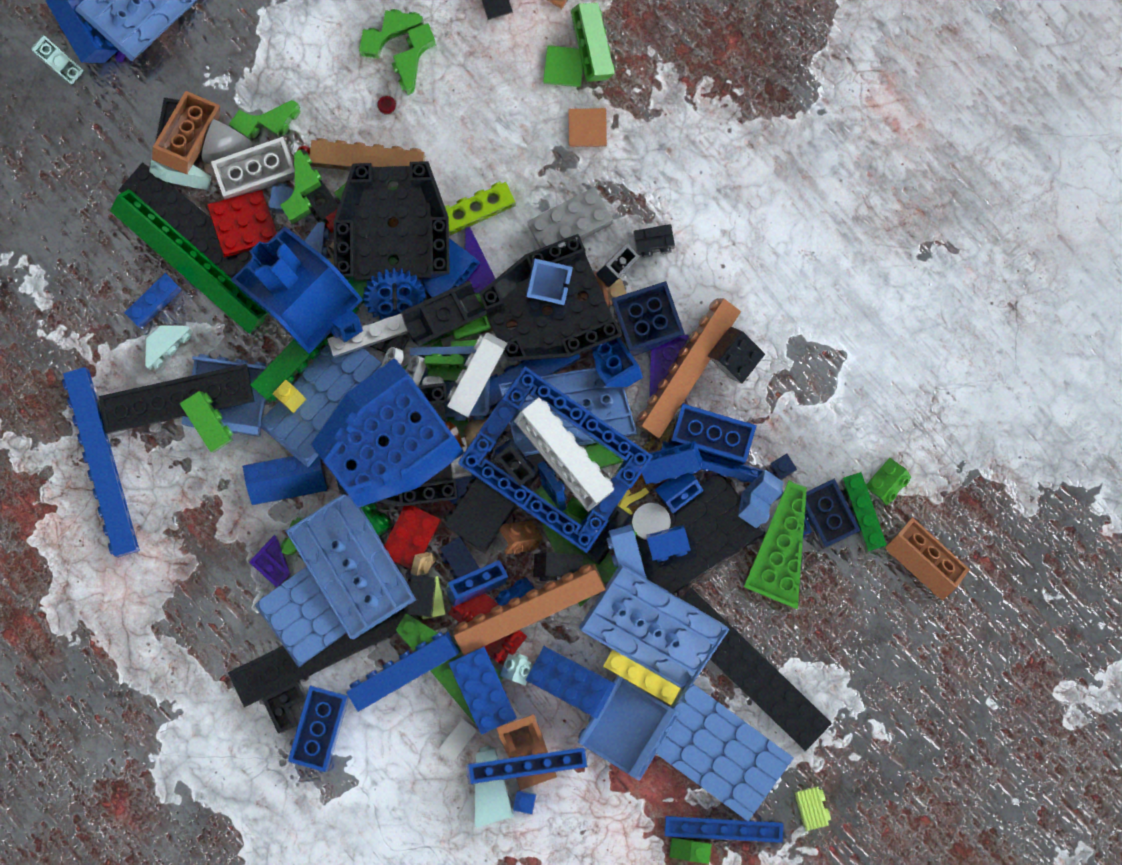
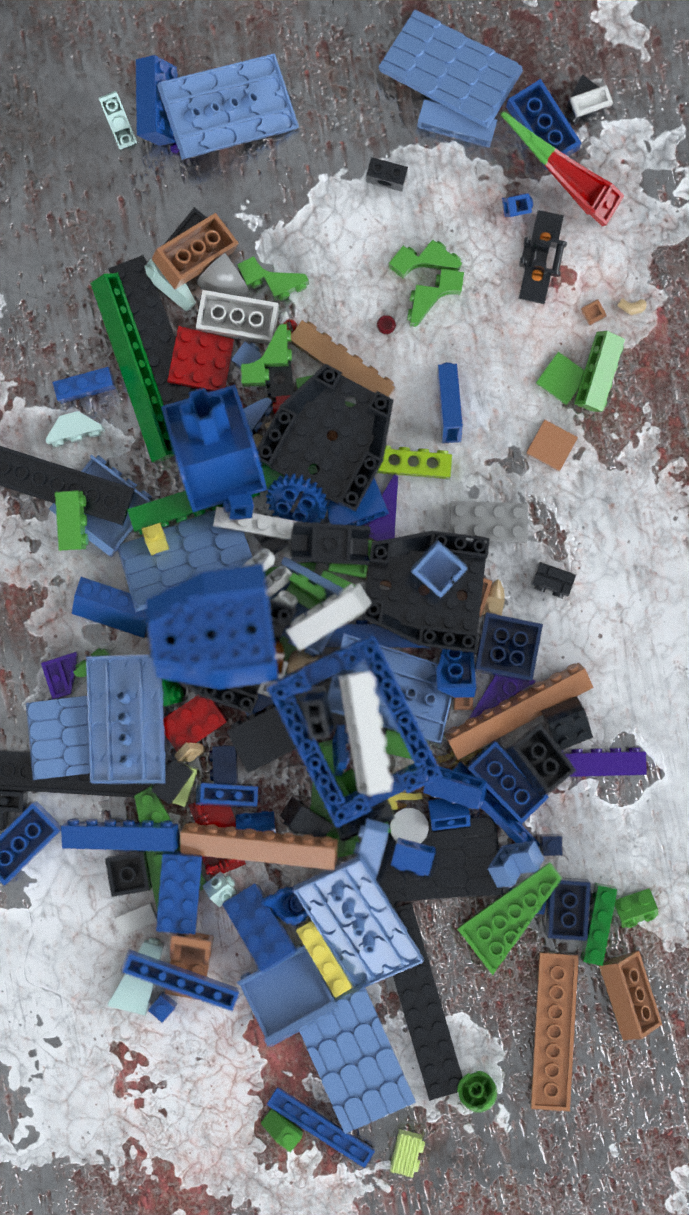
camera: 25 degrees right, 5 degrees up
(428, 700) = (128, 873): none -> black brick
(479, 140) = (449, 403): none -> blue slope
(521, 537) = (288, 776): nougat bracket -> none
(583, 649) = (286, 906): none -> blue hair
(617, 265) = (508, 585): black brick -> none
(637, 389) = (463, 703): none -> nougat tile
(729, 396) = (540, 760): none -> black brick
(774, 380) = (608, 763): none -> dark purple brick
(842, 717) = (477, 1091): none -> bright green cylinder
(879, 628) = (554, 1031): none -> nougat plate

